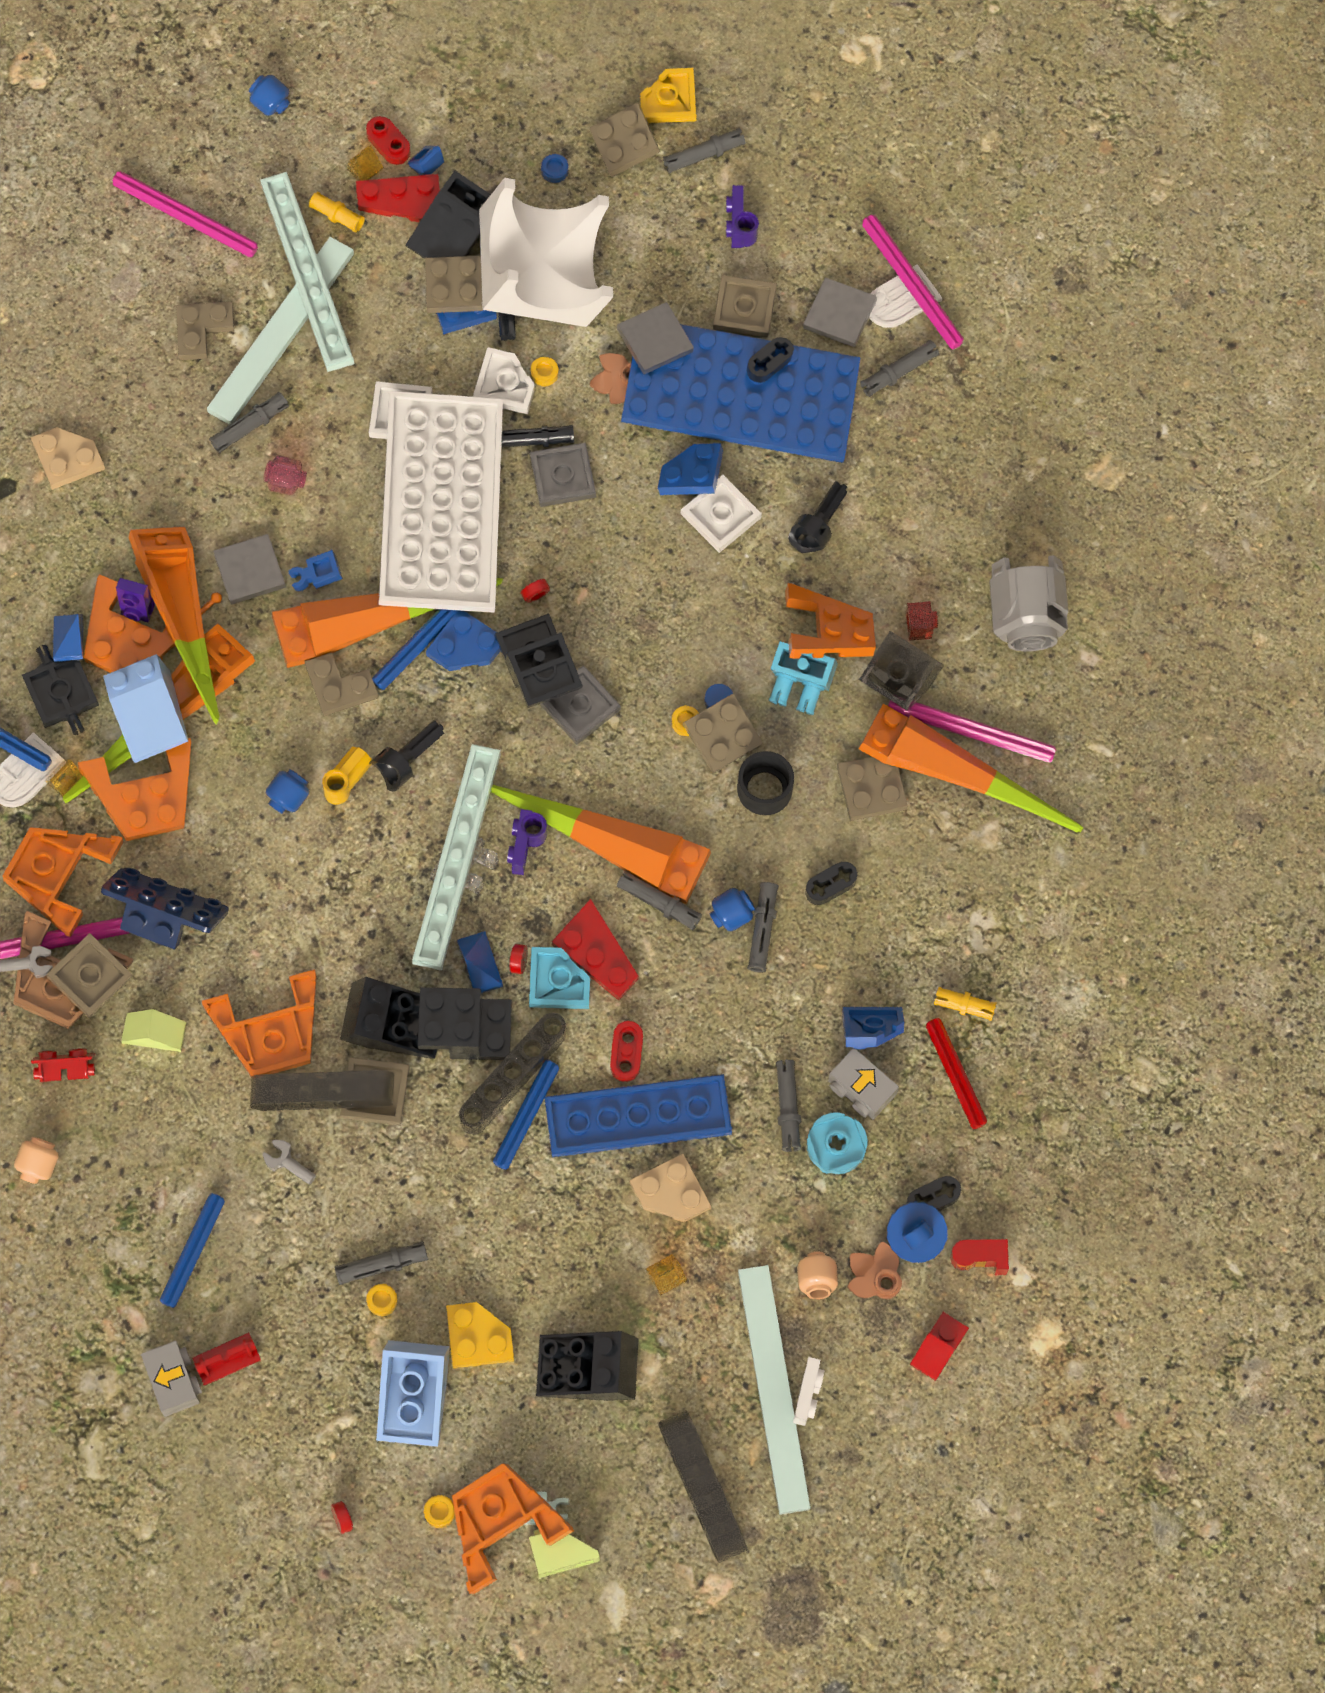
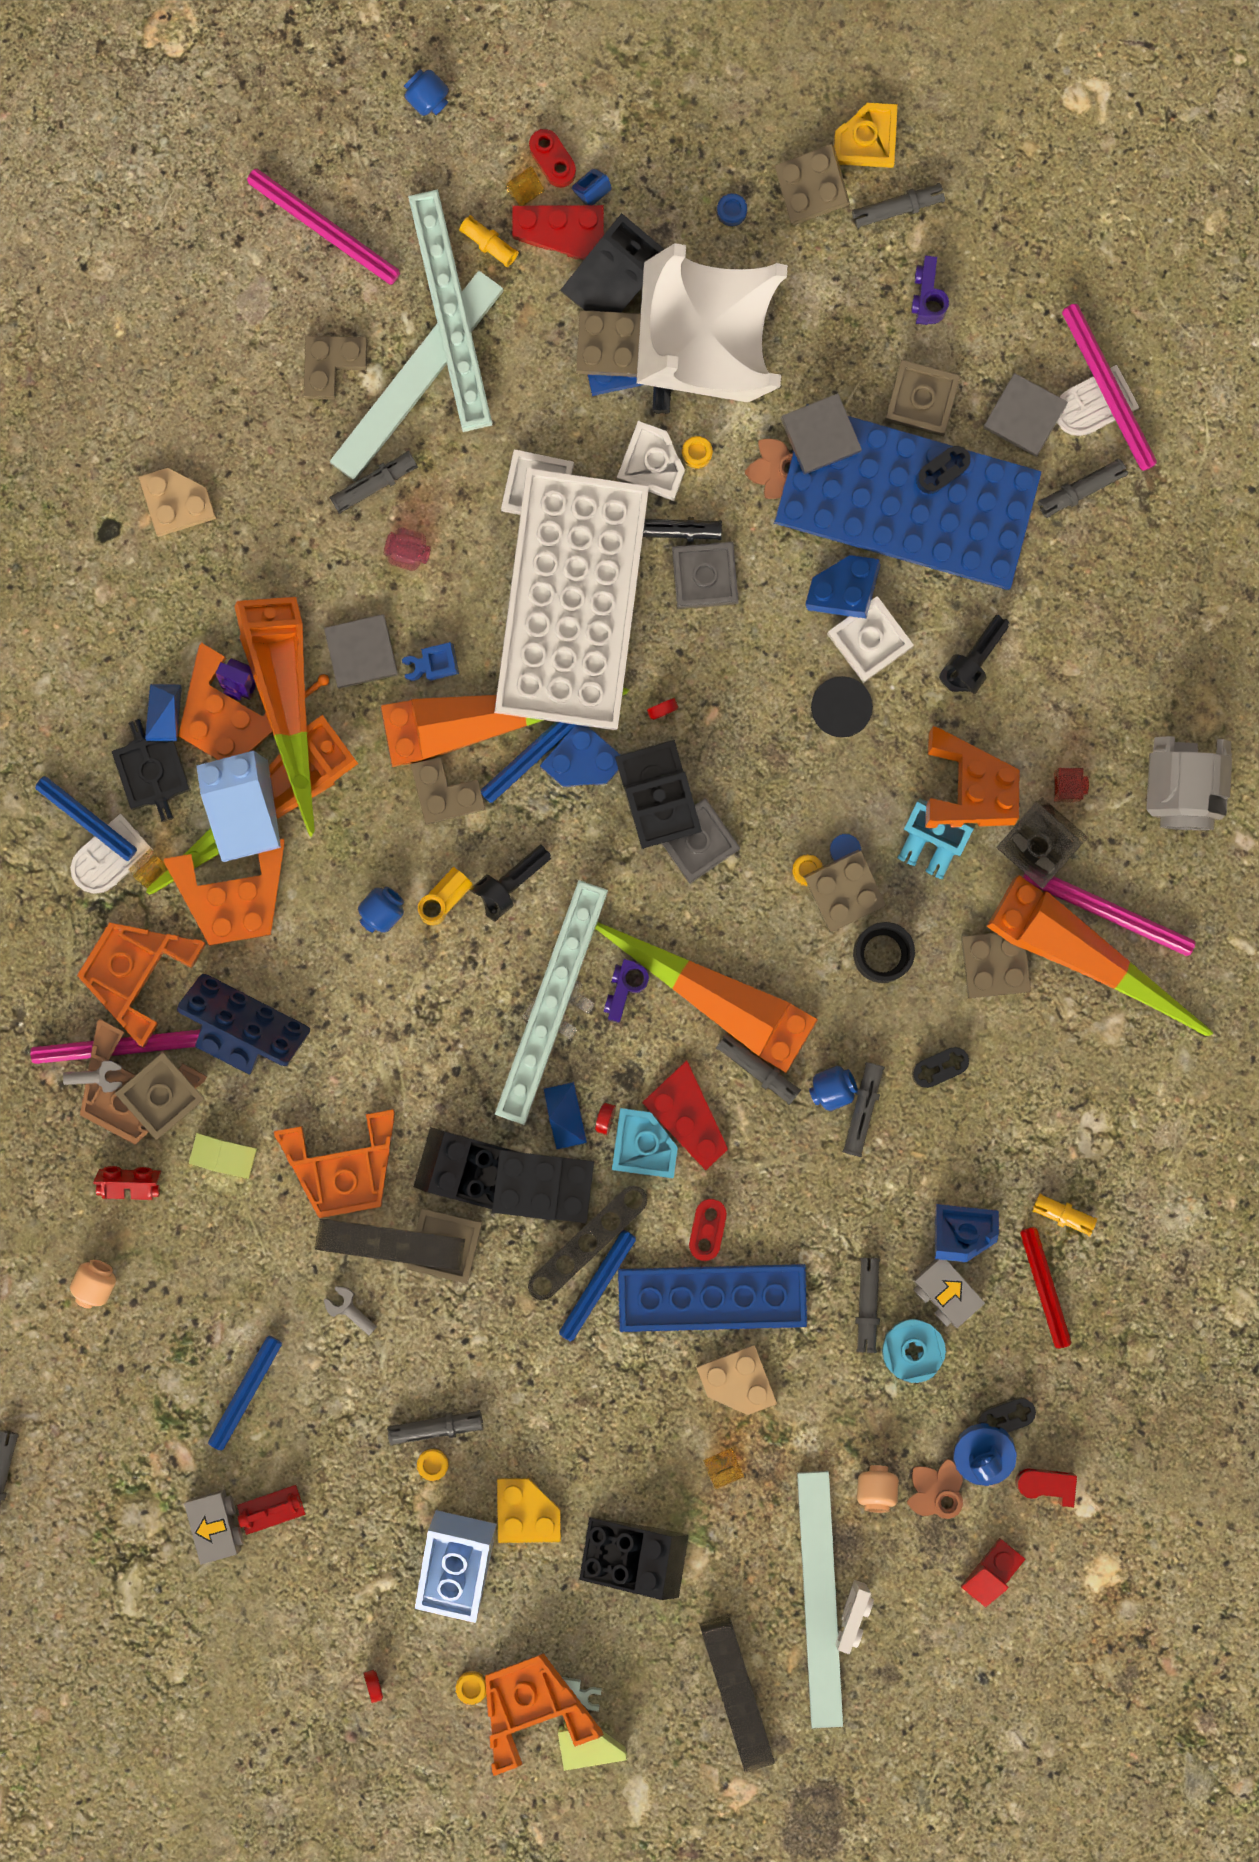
camera: 10 degrees right, 15 degrees up
(701, 576) = (841, 706): none -> black piece

